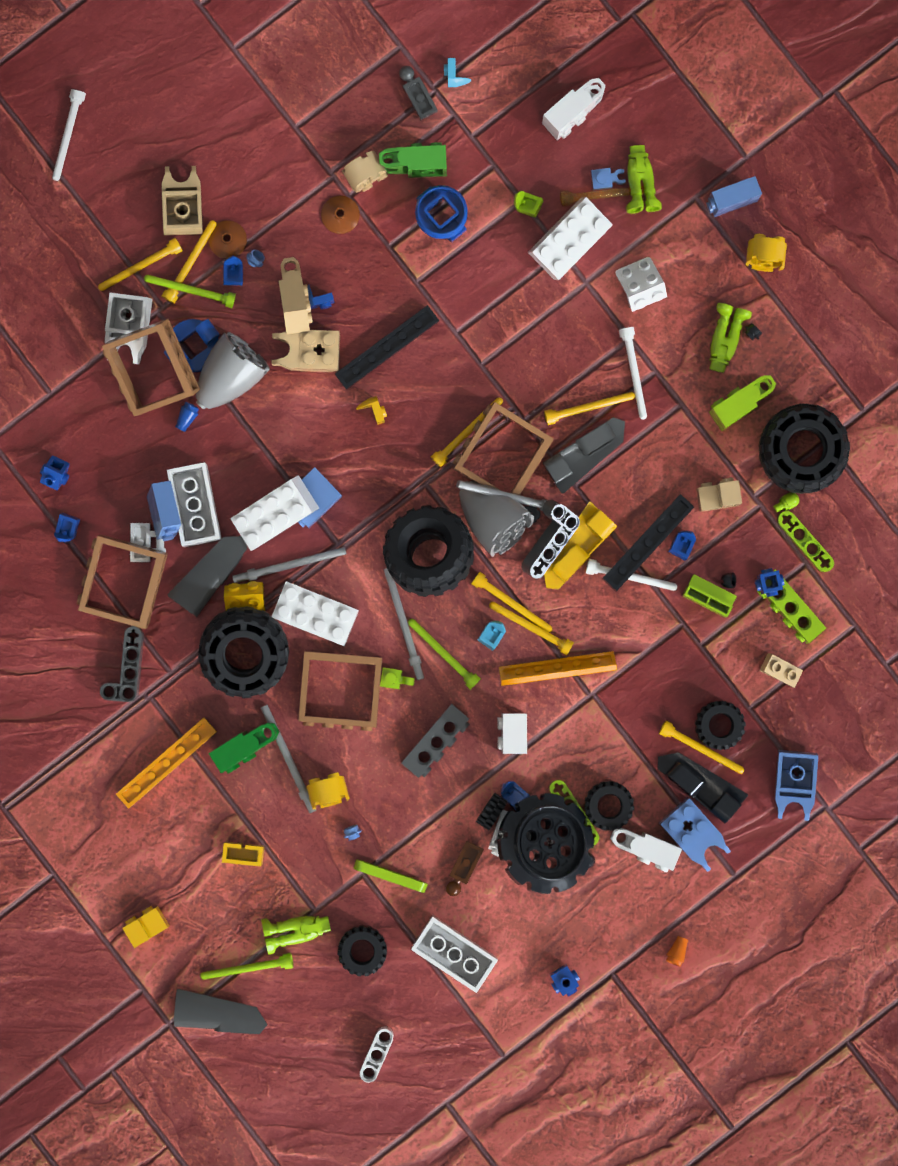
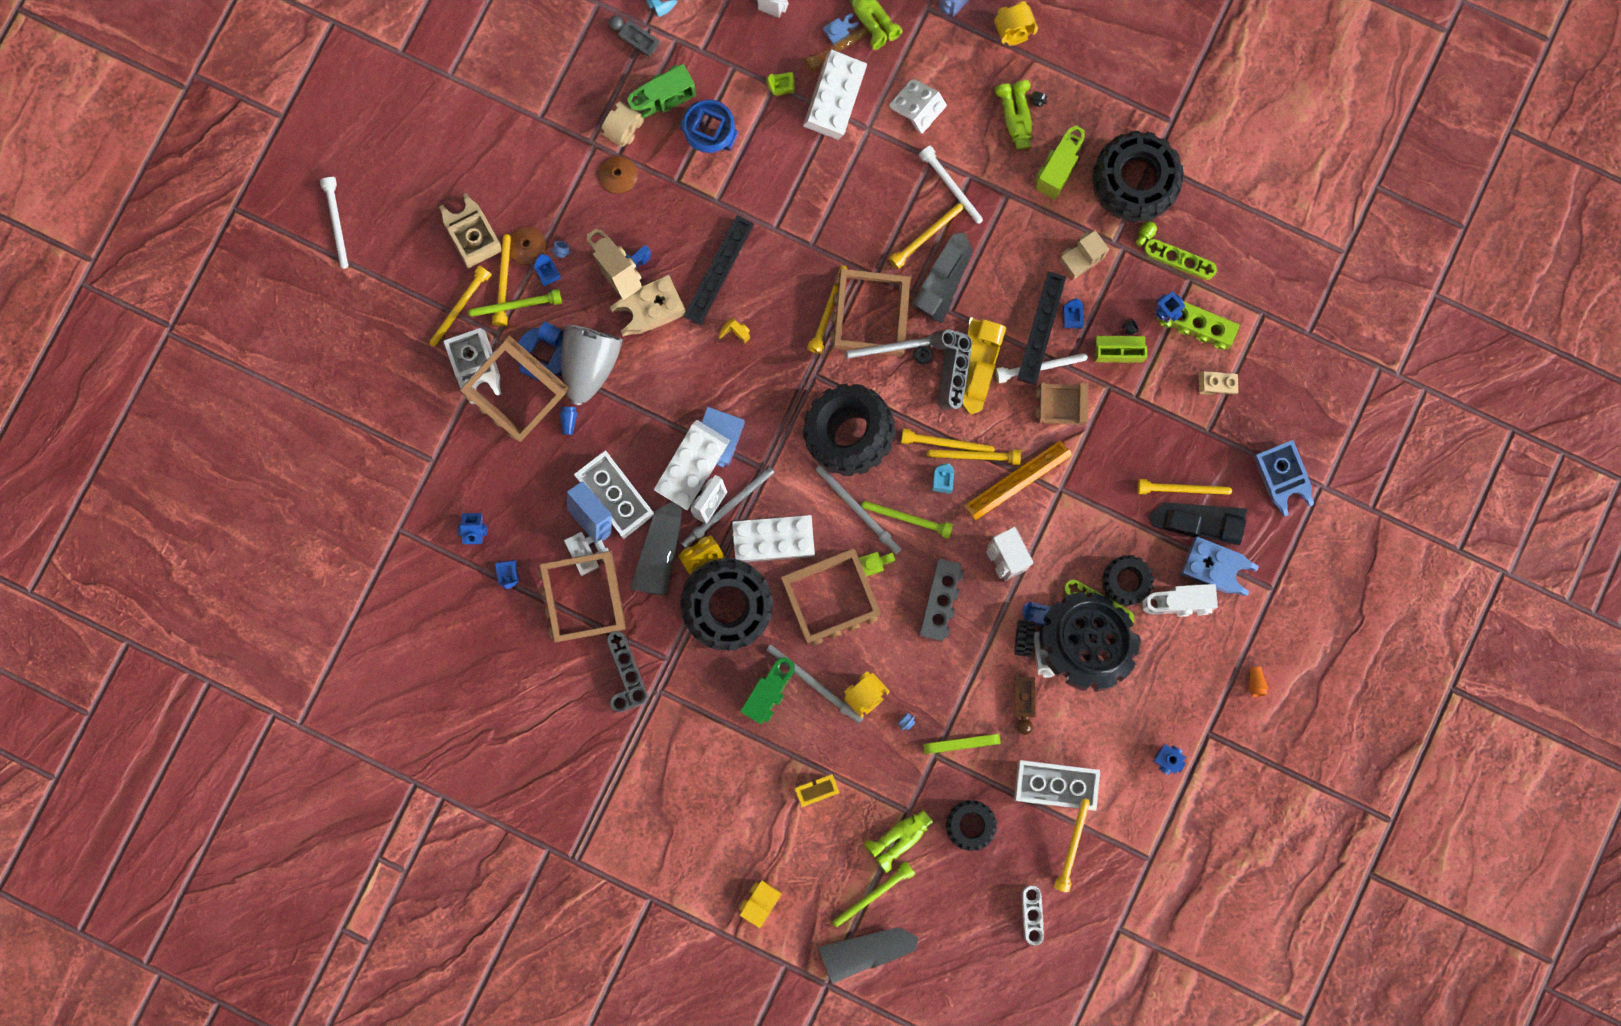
camera: 25 degrees left, 5 degrees down
(166, 763) = (704, 743): light orange plate -> none
(275, 551) = (709, 500): none -> white plate
(418, 1039) = (1063, 882): none -> yellow piece
(495, 519) = (893, 373): light grey cylinder -> none
(632, 619) = (1062, 404): none -> medium nougat panel
(735, 732) = (1204, 451): black tyre -> none

